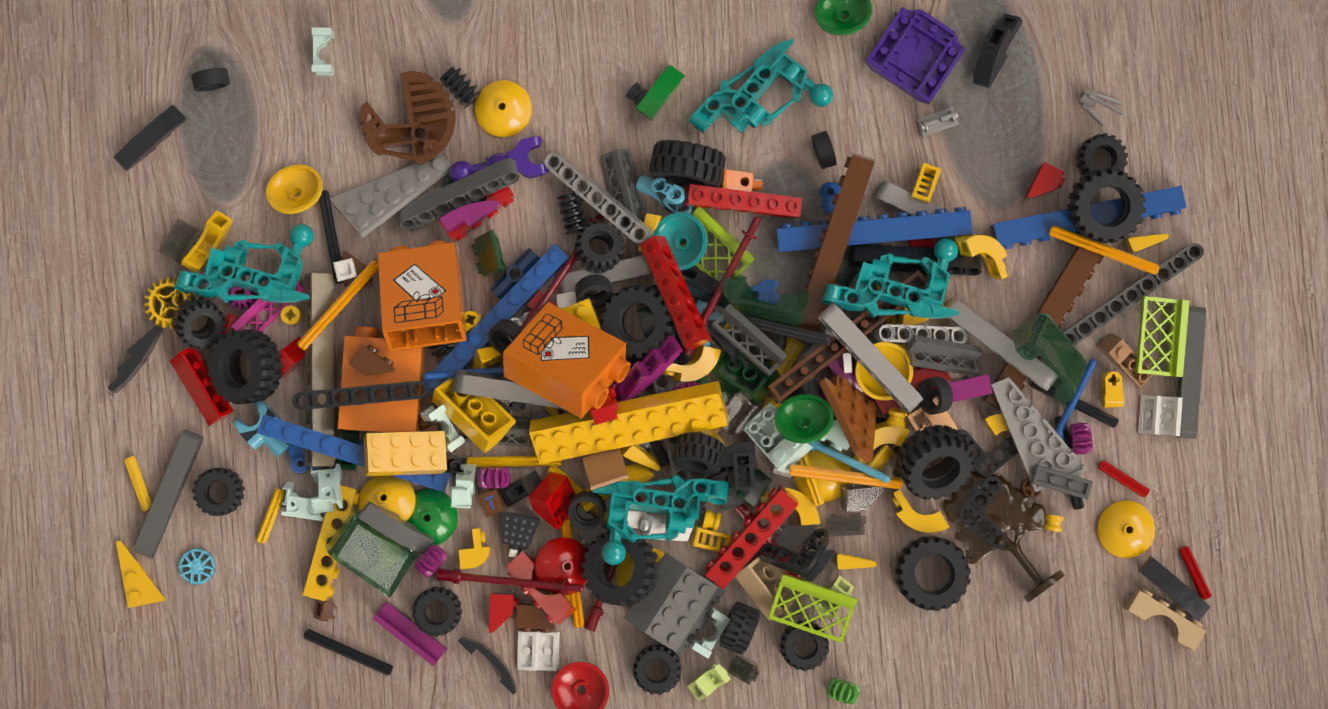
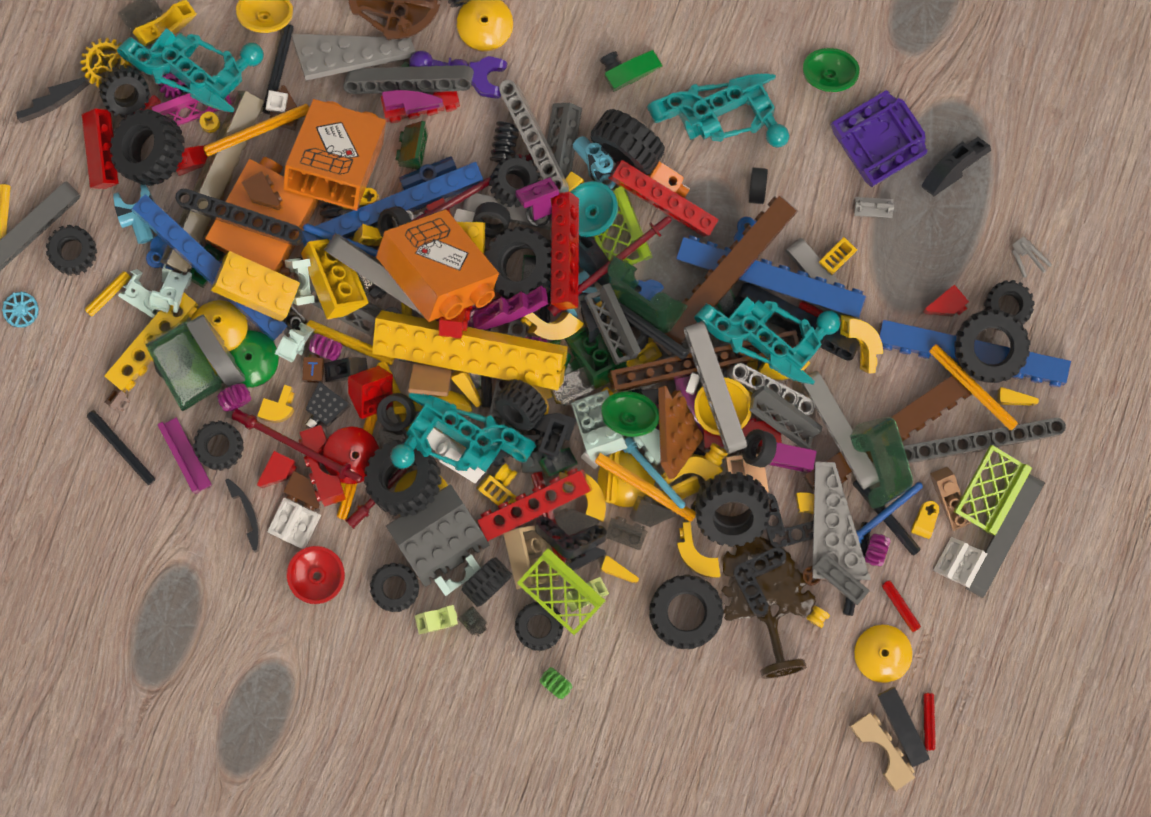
camera: 20 degrees right, 5 degrees down
(629, 253) = (538, 197): none -> magenta piece

